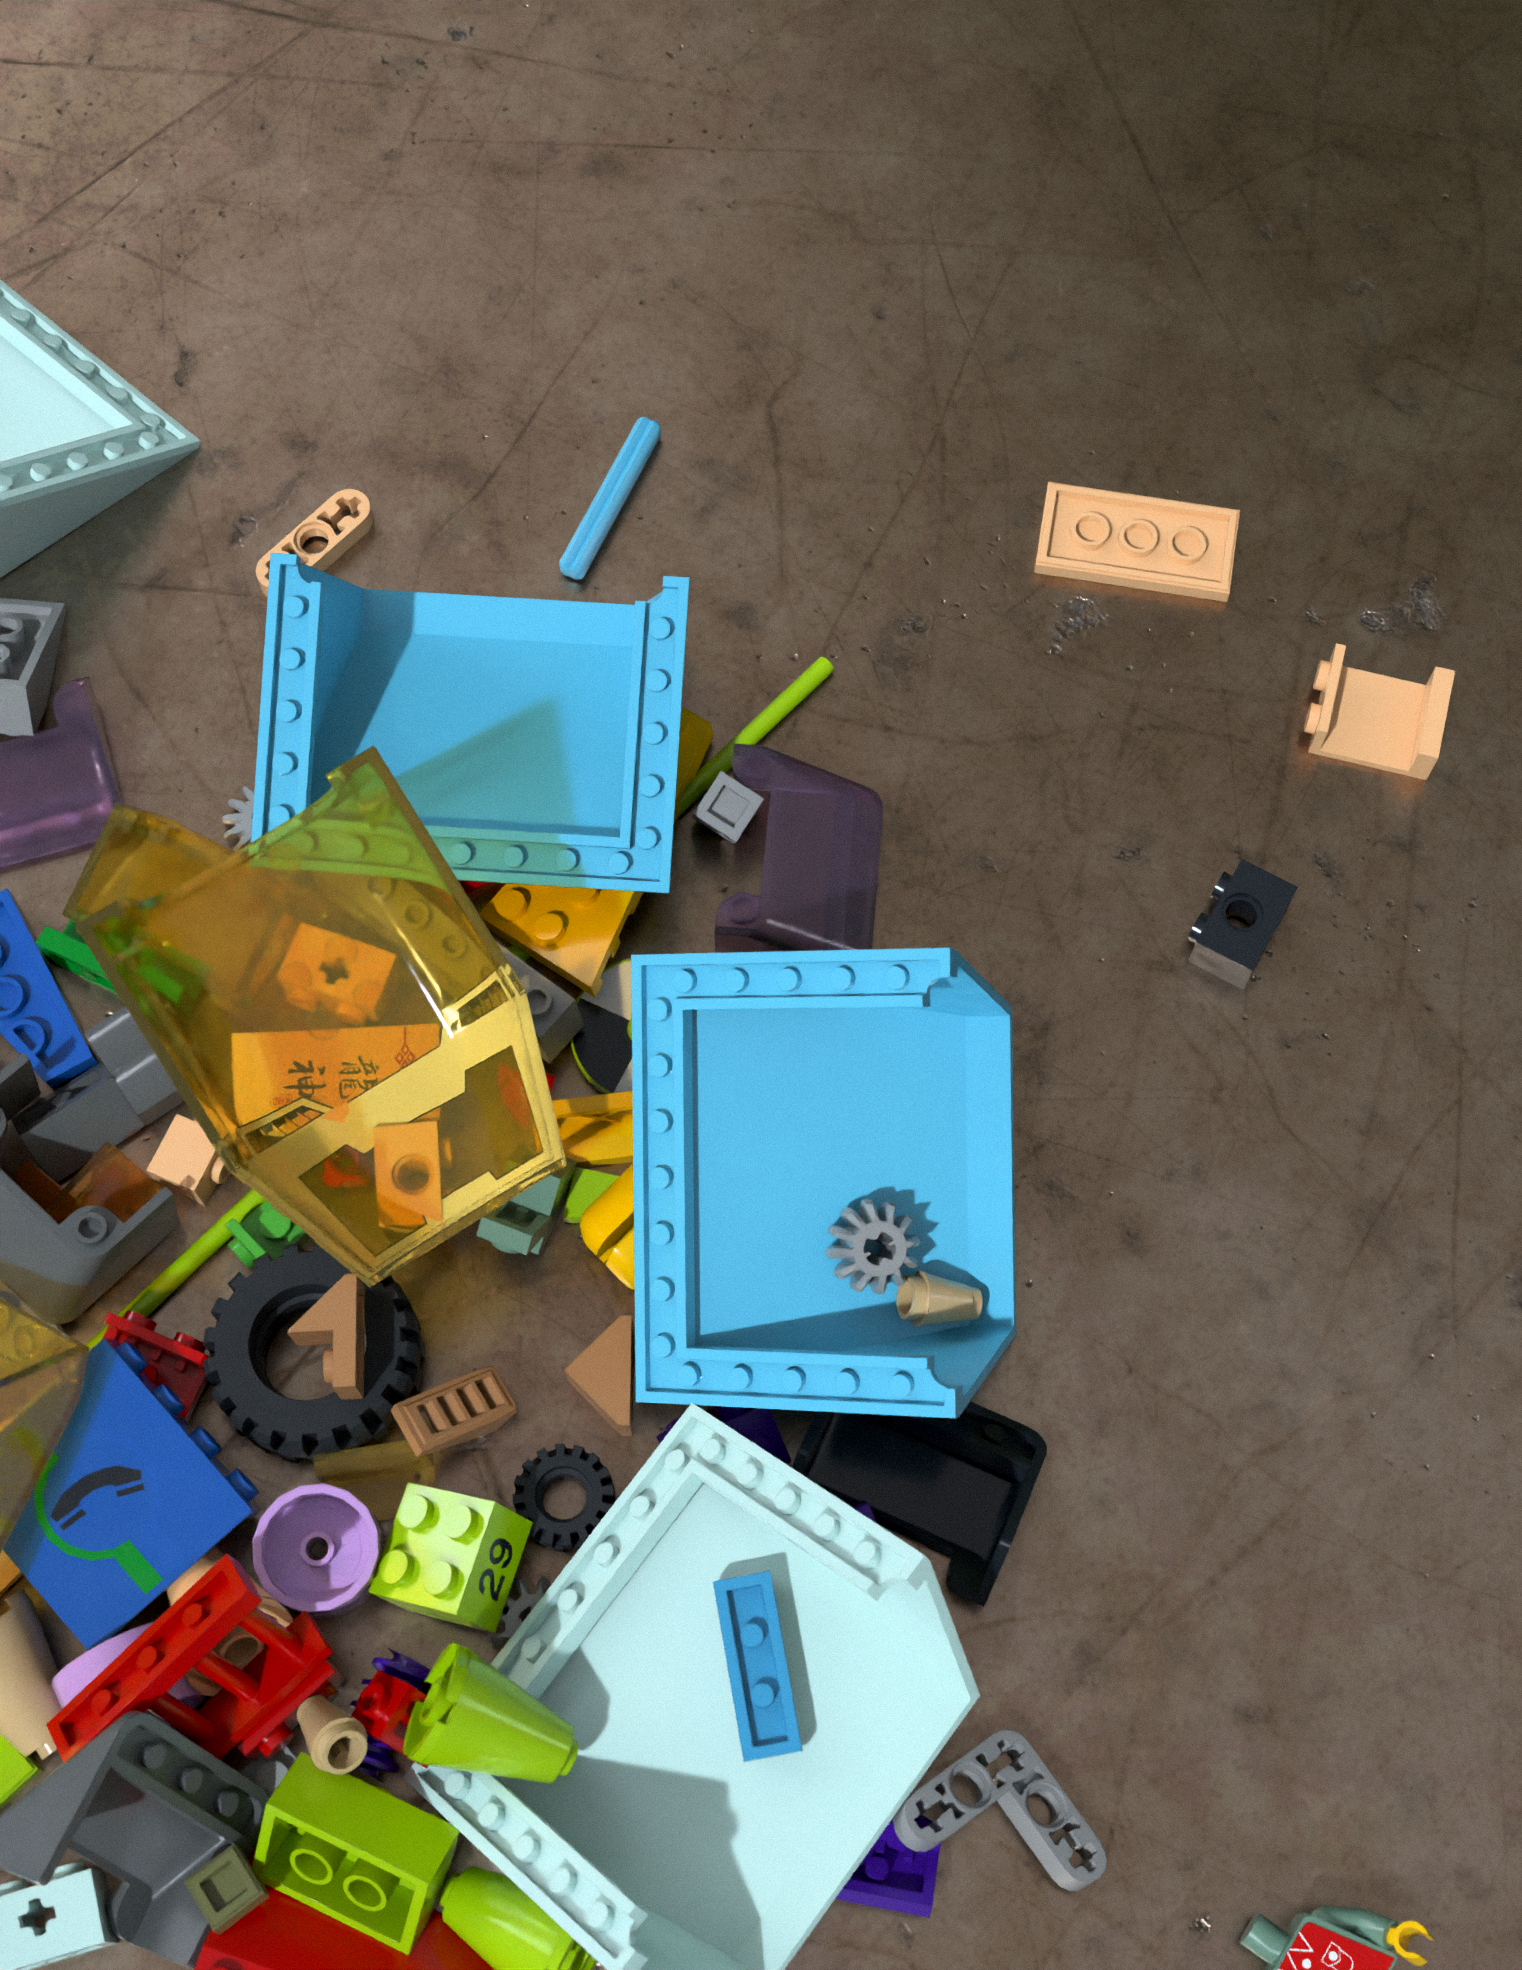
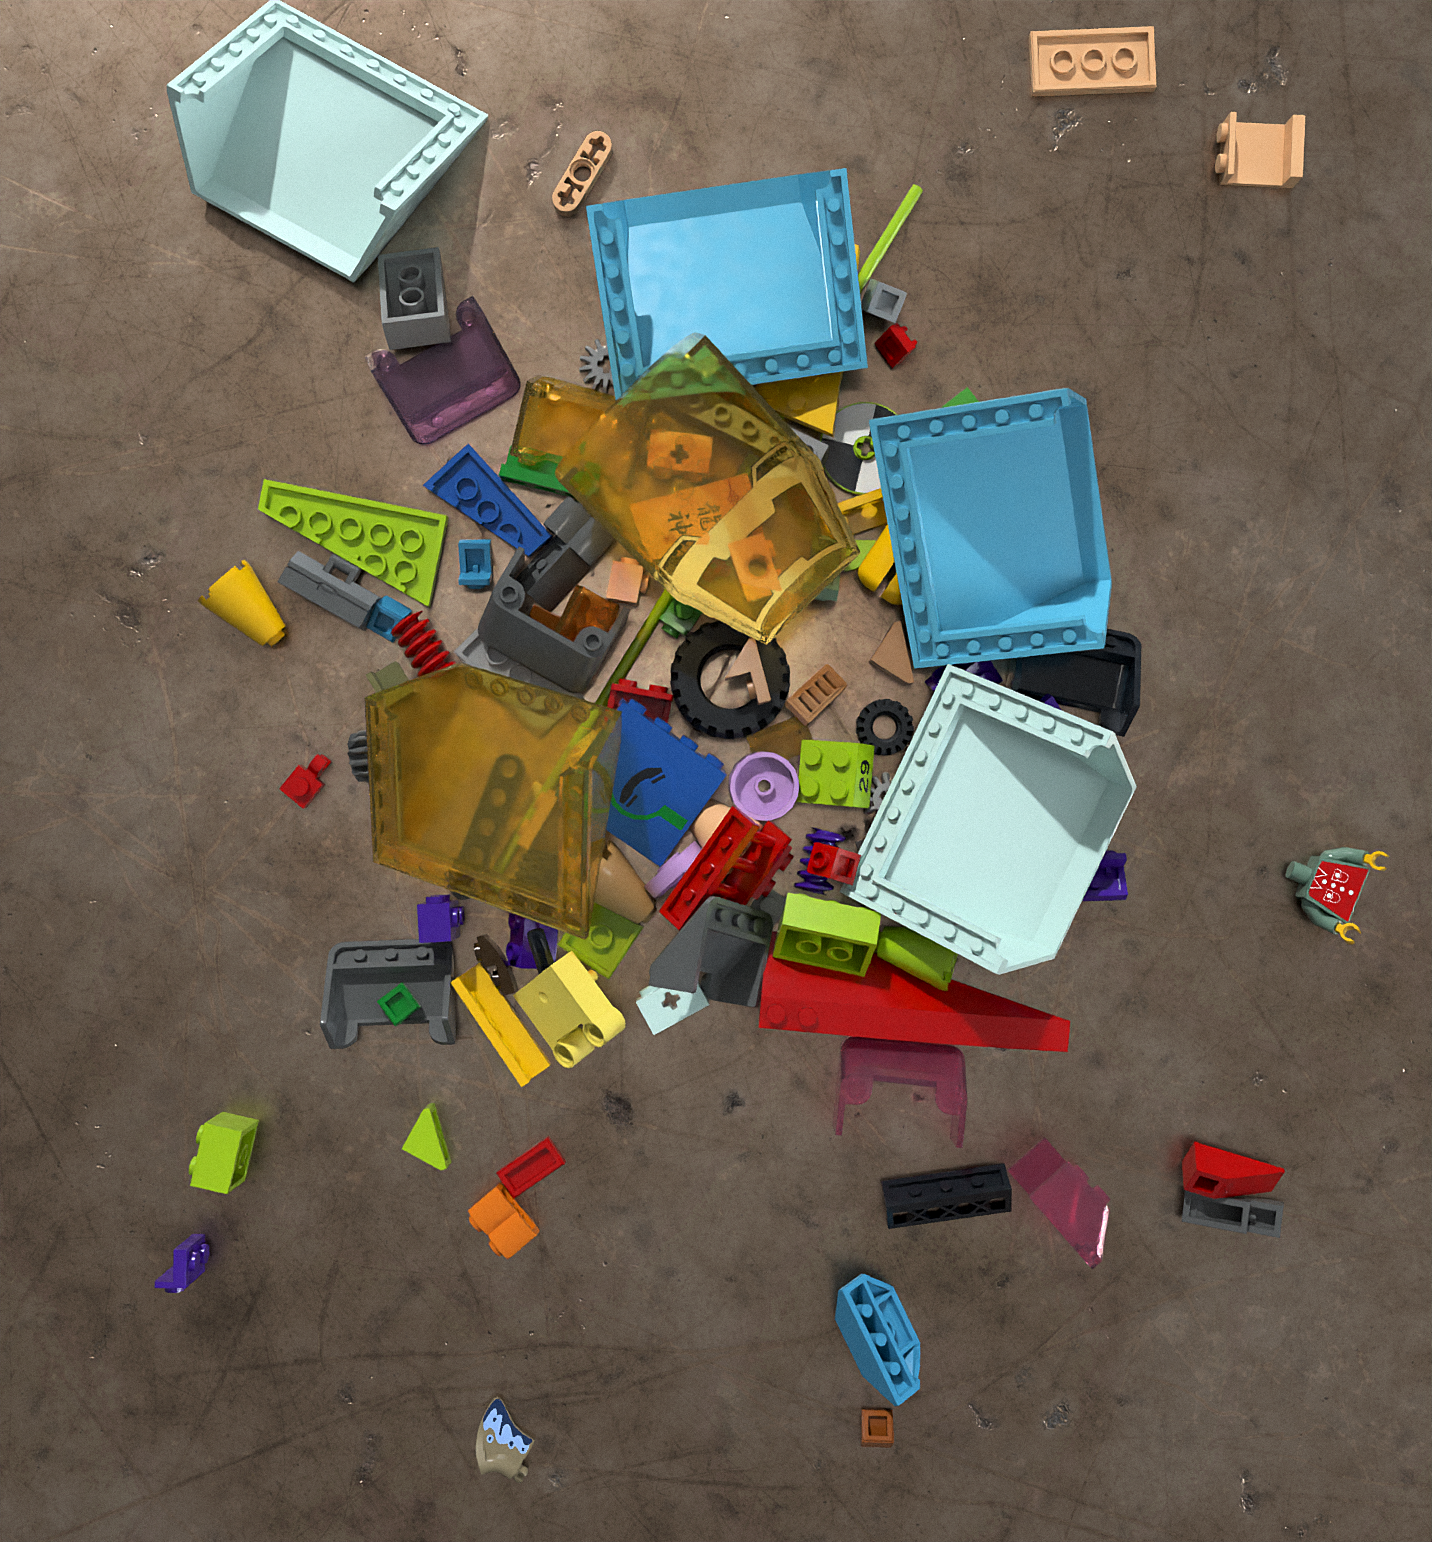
camera: 10 degrees left, 20 degrees up
(226, 1889) = (765, 966): olive tile -> none
(332, 1736) = (802, 881): tan cone -> none
(486, 1723) = (883, 859): lime cone -> none
(610, 498) = (758, 100): medium azure axle -> none
(733, 873) = (895, 344): none -> red tile
(757, 1666) = (1016, 797): dark azure plate -> none
(816, 860) = (944, 327): clear purple windscreen -> none
(874, 1268) = (1030, 542): light grey gear -> none
(936, 1300) = (1066, 575): tan cone -> none
(1011, 1789) = (1156, 828): light grey beam -> none
(1235, 951) = (1210, 293): black brick -> none

